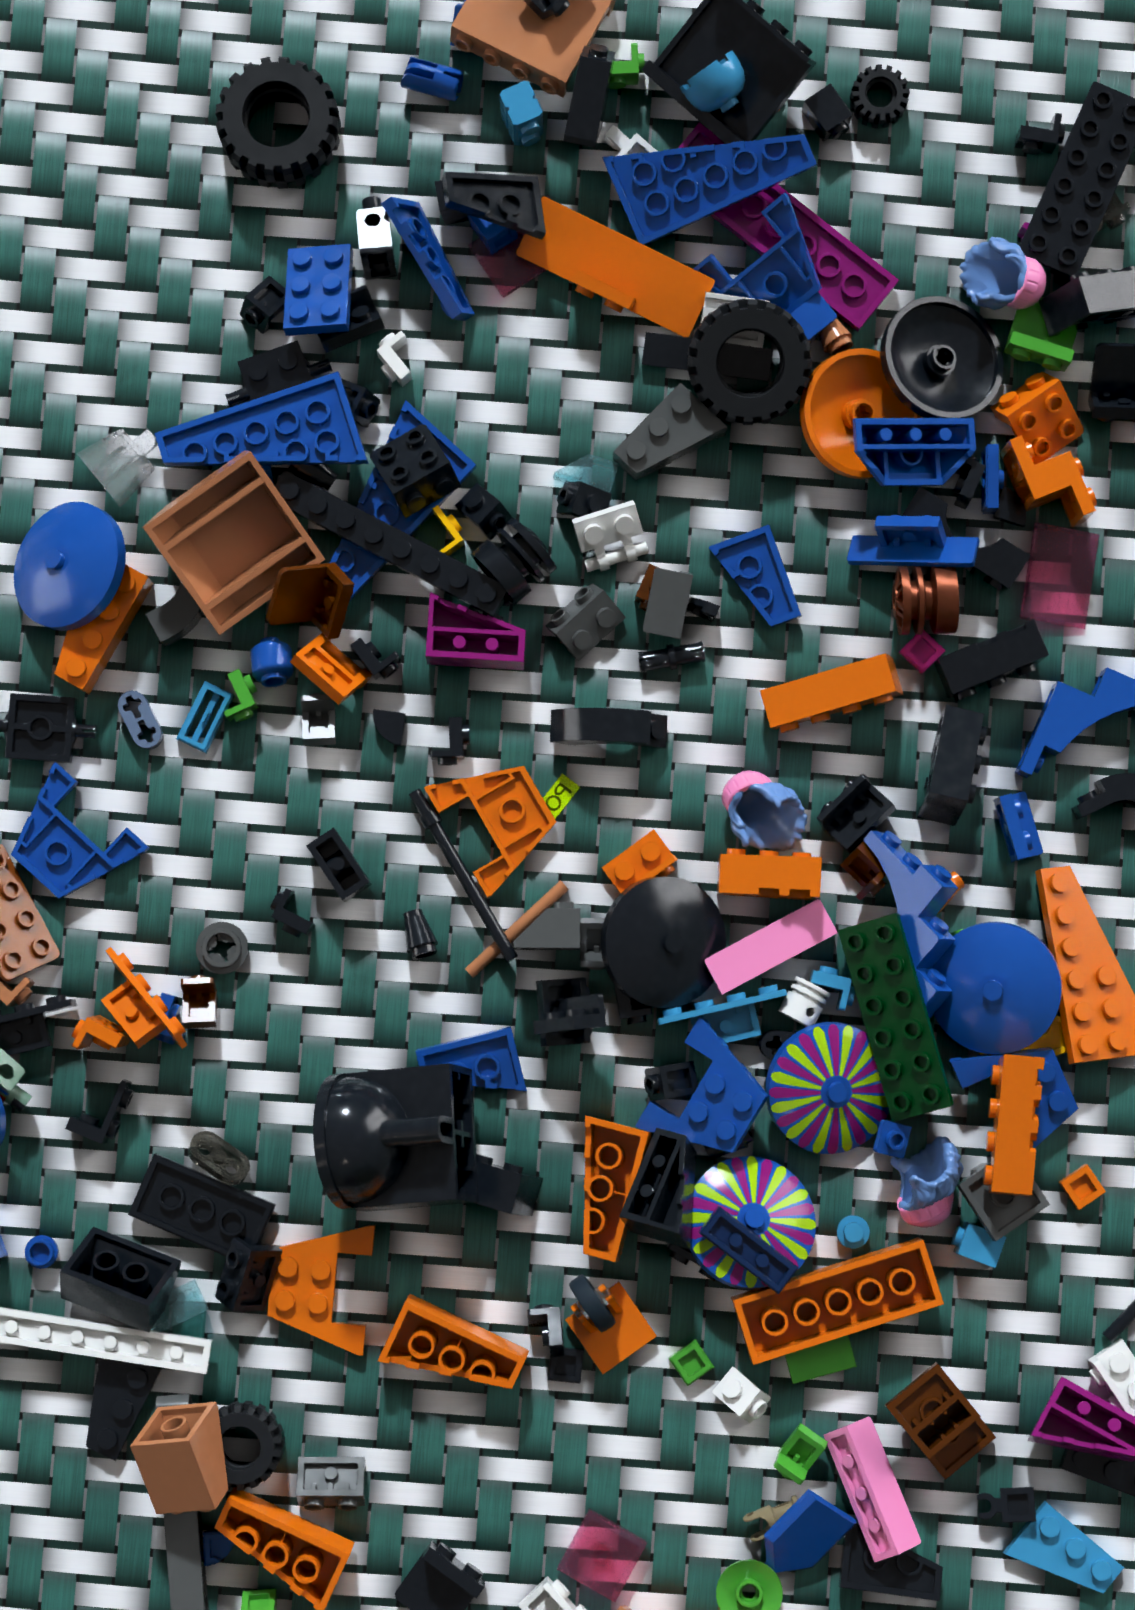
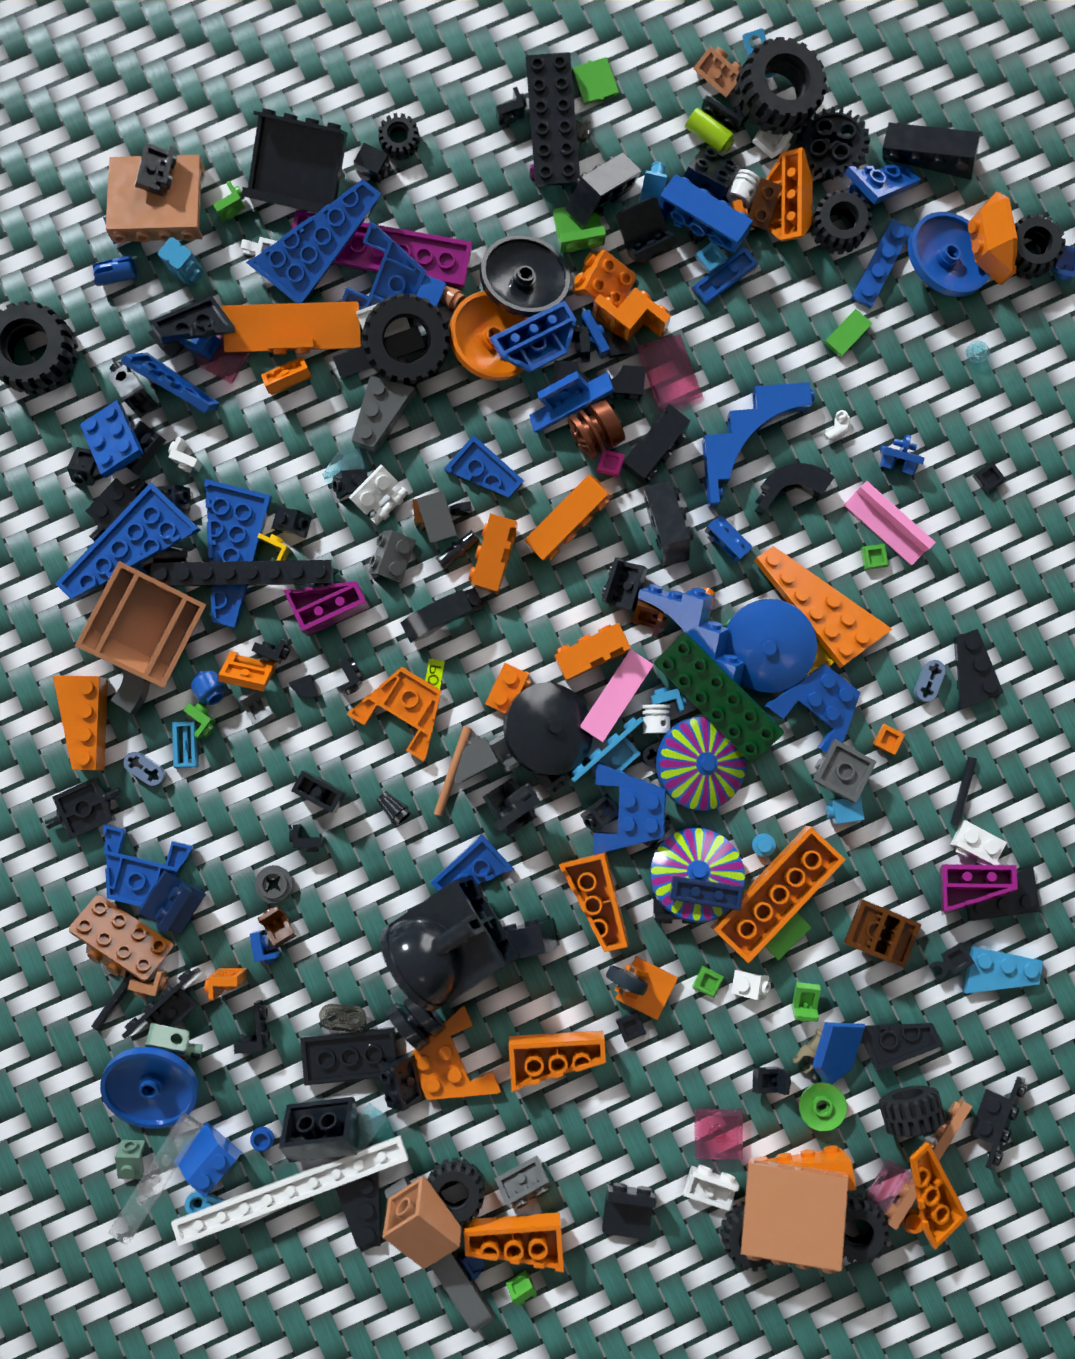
camera: 30 degrees left, 0 degrees up
(69, 566) = (45, 696): blue dish -> none
(86, 903) = (171, 903): none -> dark blue bracket
(120, 462) = (44, 614): clear torso -> none
(136, 1010) = (239, 954): orange bracket -> none
(302, 1210) = (415, 1023): none -> black wheel
(311, 594) = (209, 631): reddish brown bracket -> none
(415, 470) = (233, 518): black bracket -> none
(432, 821) = (363, 732): black bar -> none
(514, 559) = (326, 541): black wheel -> none
(551, 1322) = (612, 1011): bracket -> none
(575, 325) = (286, 376): none -> orange bracket
(589, 95) = (216, 226): black slope -> none
(663, 1191) = (633, 885): black wedge -> none
(702, 1526) = (771, 1080): none -> black bracket
(713, 687) = (493, 553): none -> orange wedge
(716, 85) = (292, 178): dark azure cylinder -> none
(763, 811) = (567, 614): medium blue hair -> none
(872, 1489) = (863, 999): bright pink panel -> none
(892, 1138) = (756, 774): blue bracket -> none
(928, 1183) = (794, 789): medium blue hair -> none
(1002, 276) = (534, 204): medium blue hair -> none
(1014, 1125) = (828, 724): orange wedge -> none

